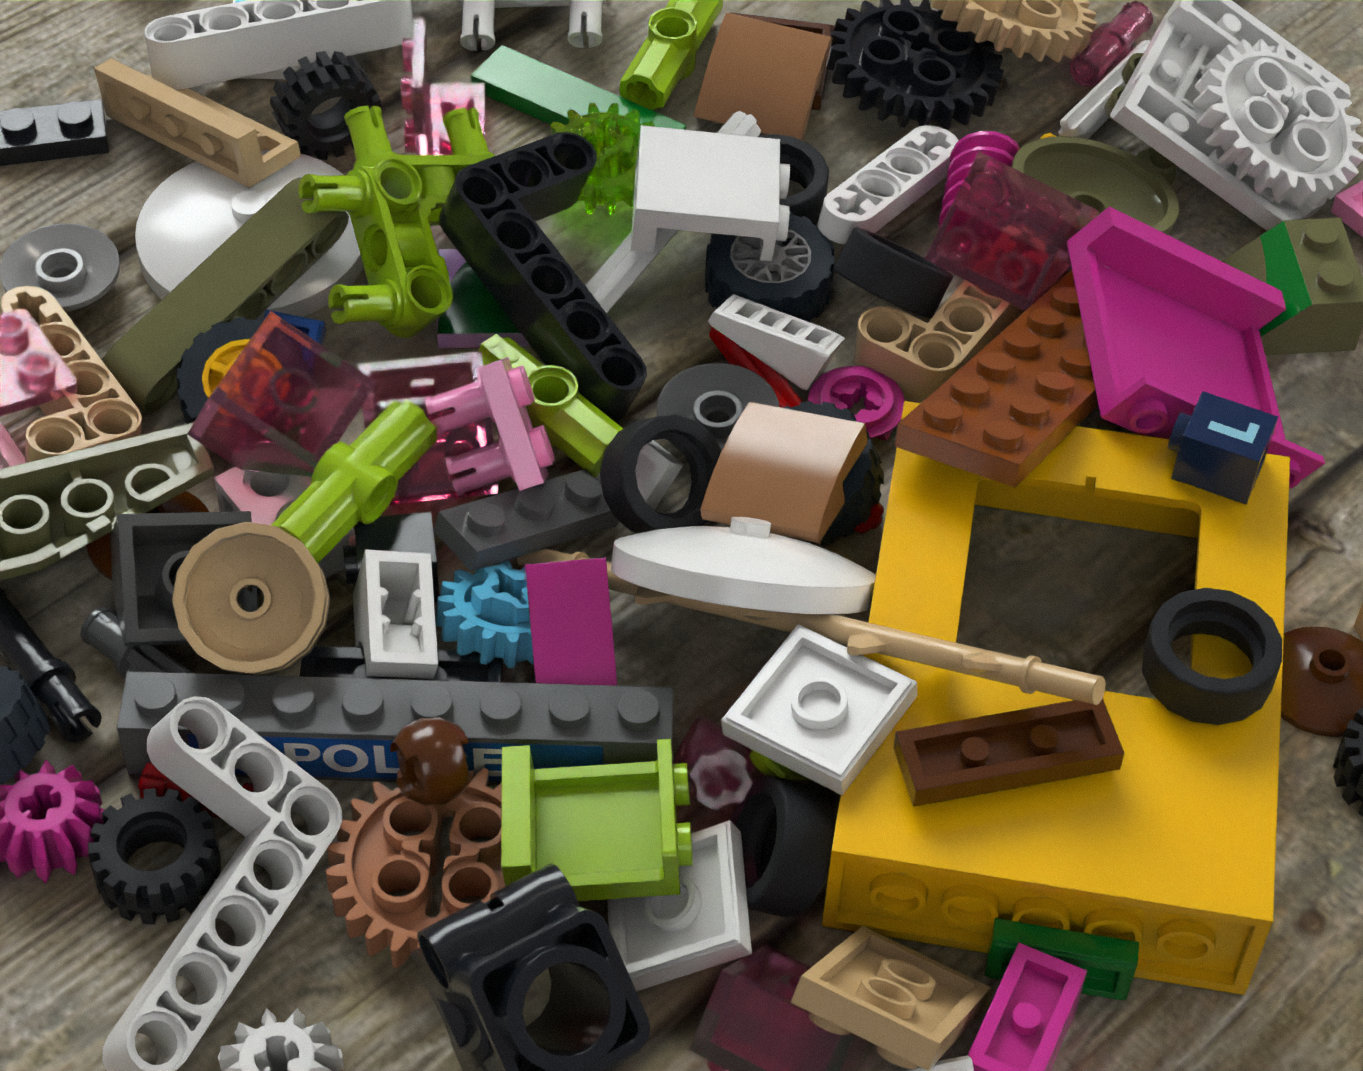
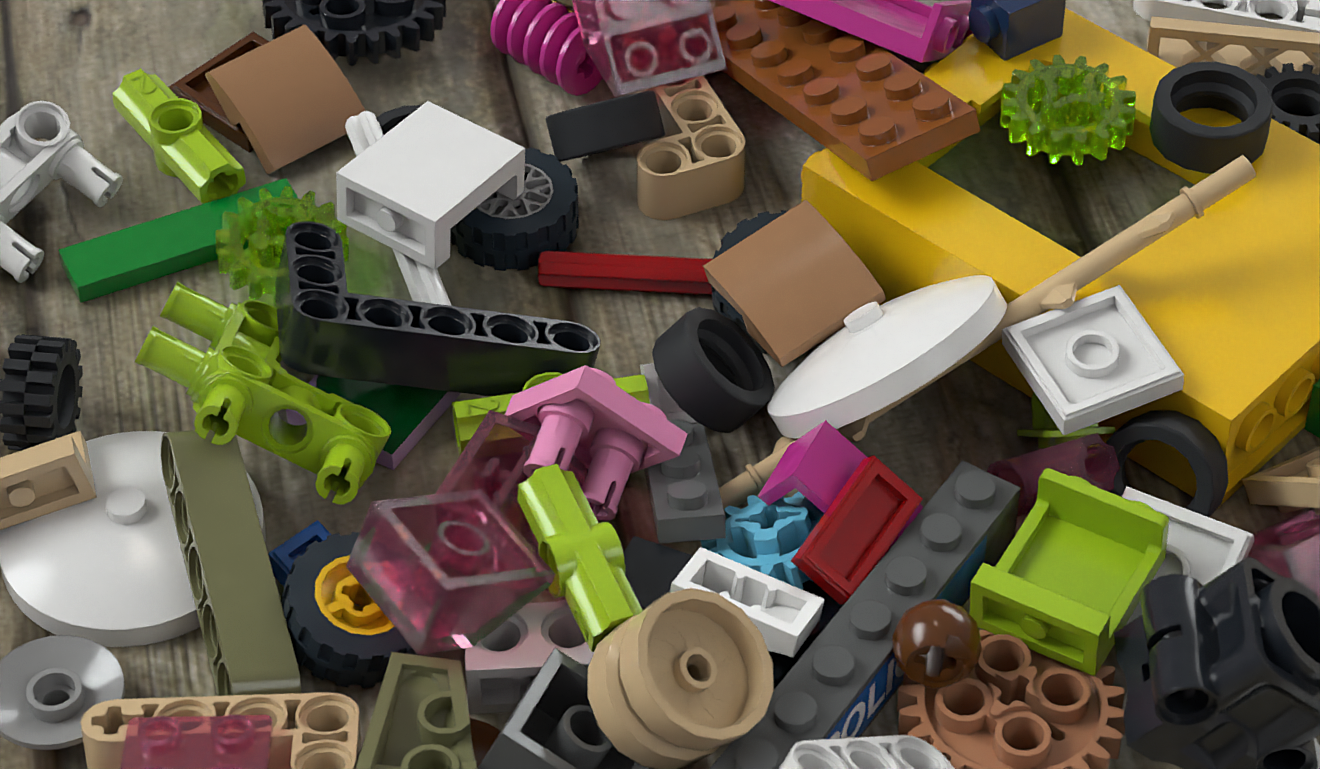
camera: 55 degrees left, 5 degrees down
(431, 101) = (104, 317): clear pink bracket -> none
(526, 646) = (856, 529): none -> red tile
(714, 396) = (643, 303): dark grey dish -> none
(778, 339) = (619, 230): white slope -> none
(849, 383) = (702, 212): dark pink gear -> none
(923, 158) = (491, 84): white beam -> none
(1007, 751) = (1220, 270): reddish brown plate -> none
(1119, 543) = (1068, 109): none -> clear neon green gear

